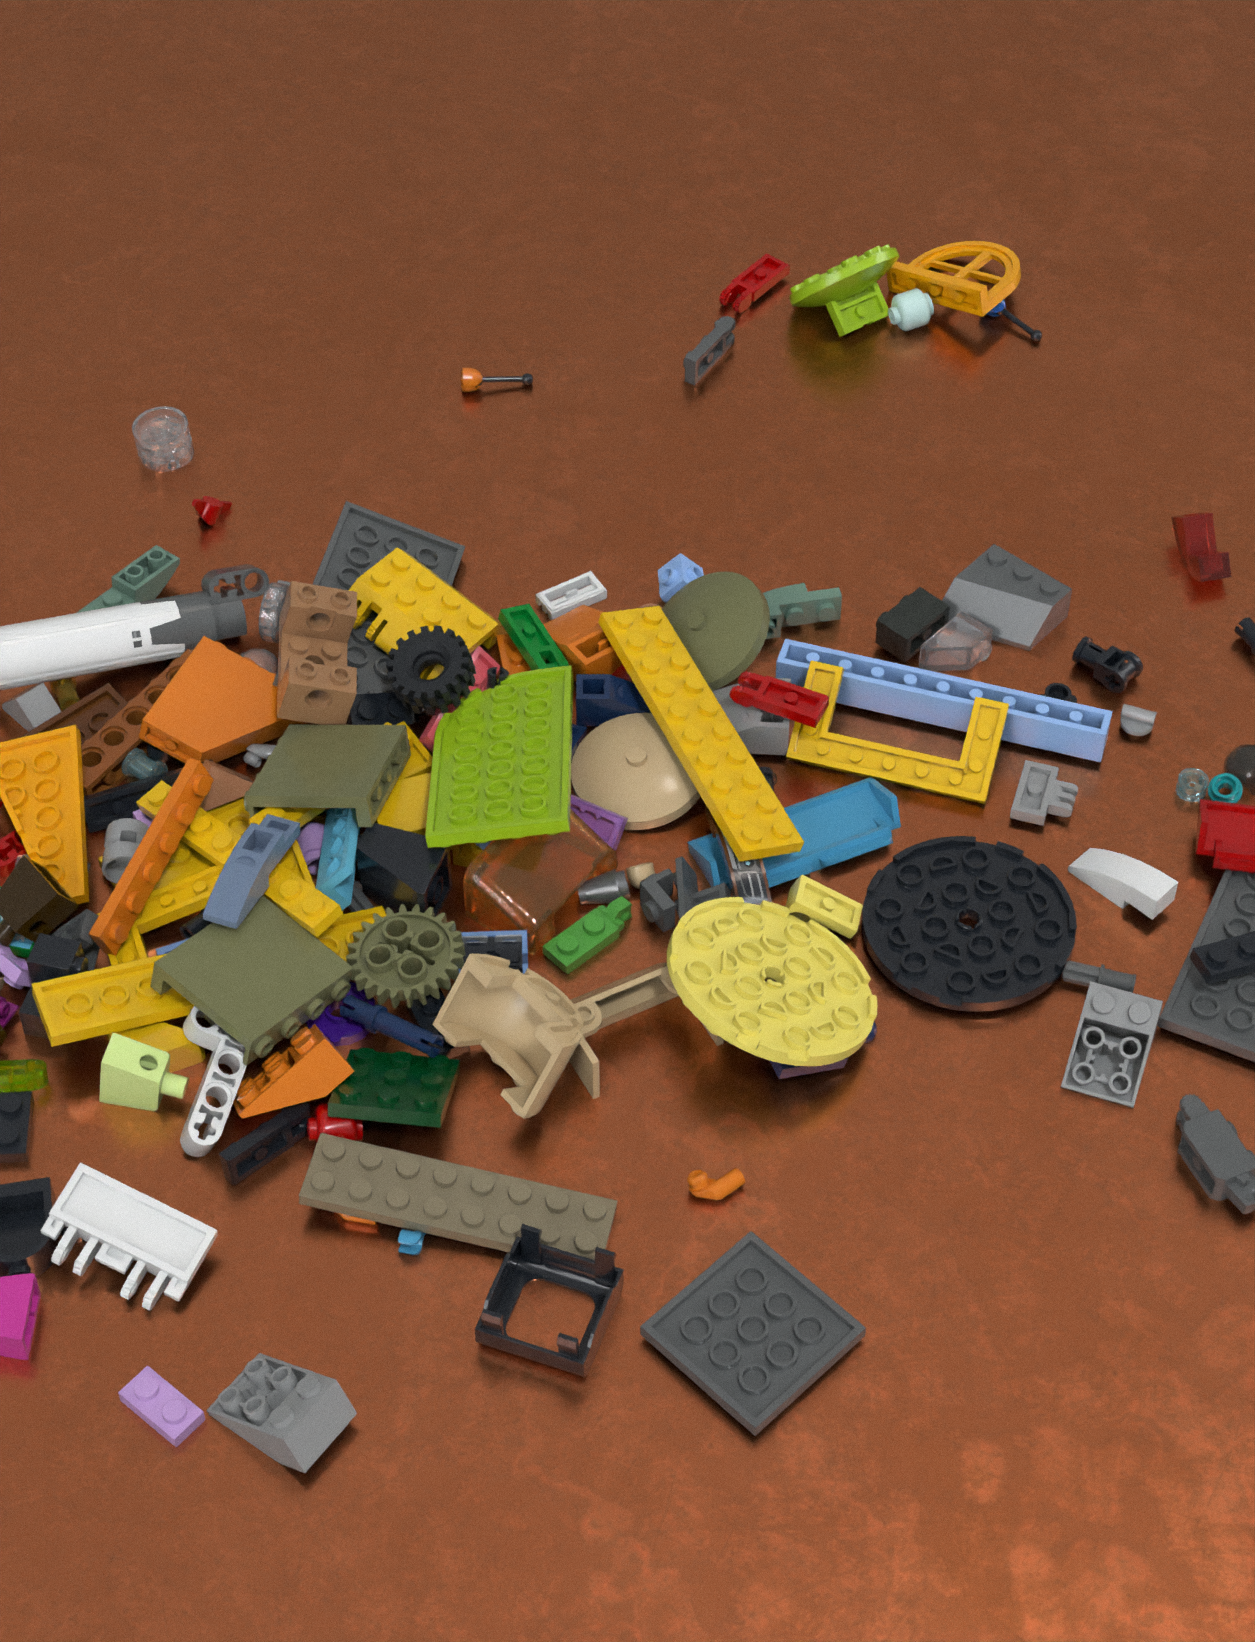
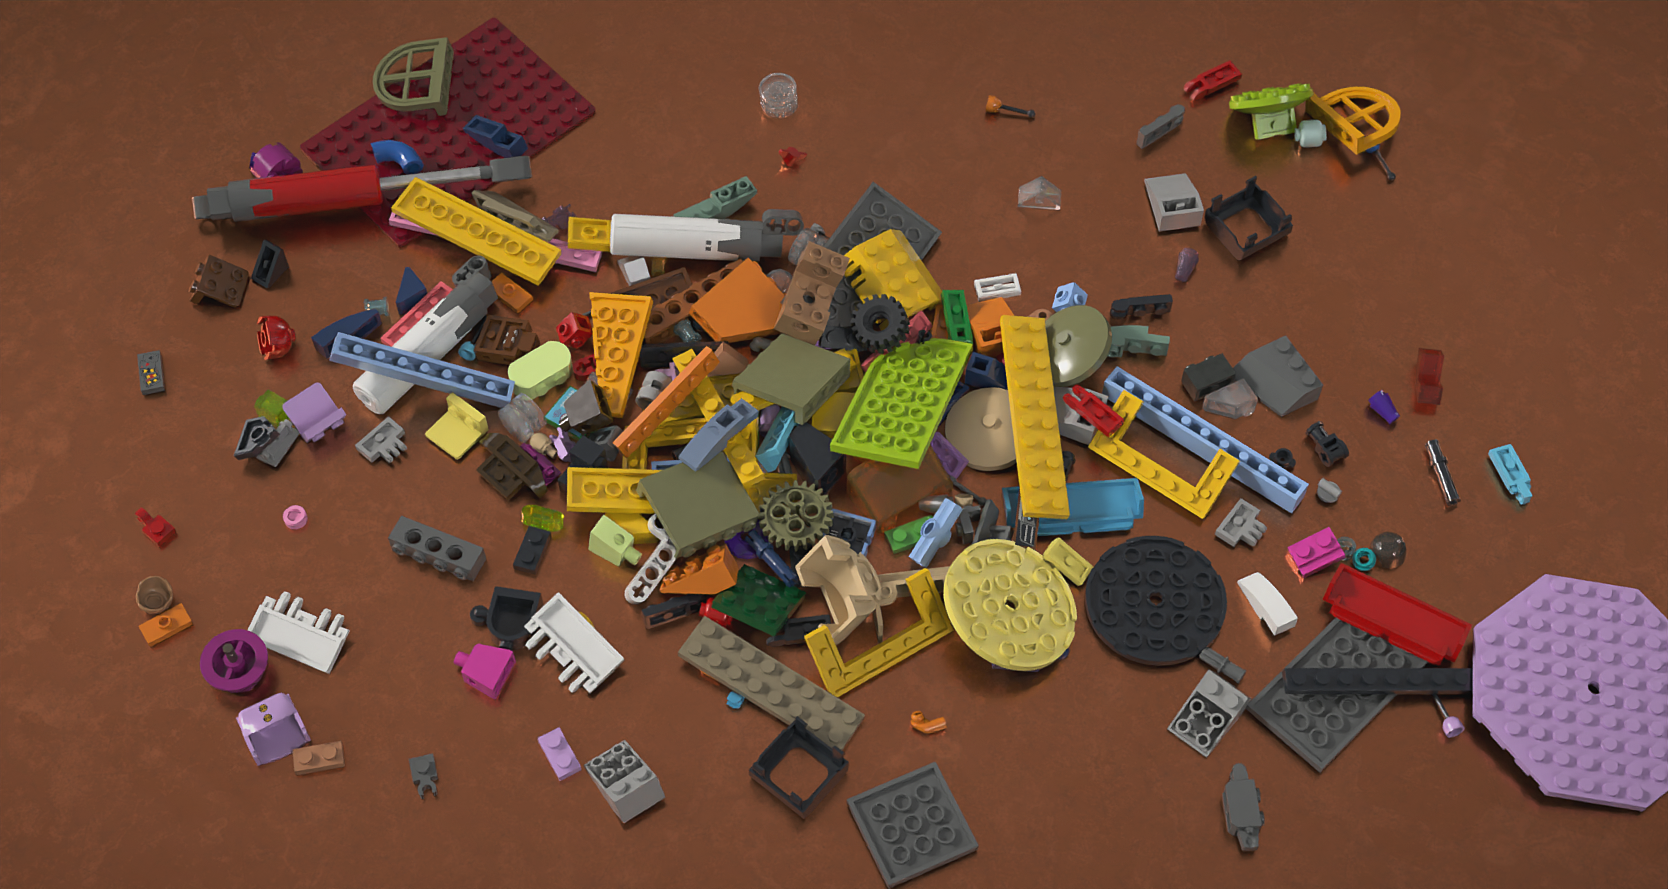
camera: 20 degrees right, 10 degrees up
(470, 1116) = (796, 629): none -> black hinge
(564, 1157) = (843, 677): none -> yellow plate
(580, 469) = (1039, 194): none -> clear slope
(620, 922) = (935, 532): none -> light blue piece
(634, 859) = (981, 500): none -> dark grey hinge
(771, 432) = (1174, 202): none -> light grey slope
(784, 562) = (1141, 305): none -> black hinge
(818, 497) = (1186, 263): none -> cone
(878, 403) = (1249, 198): none -> black piece
(1158, 798) = (1316, 552): none -> dark pink plate
(1159, 598) = (1384, 406): none -> dark purple cone

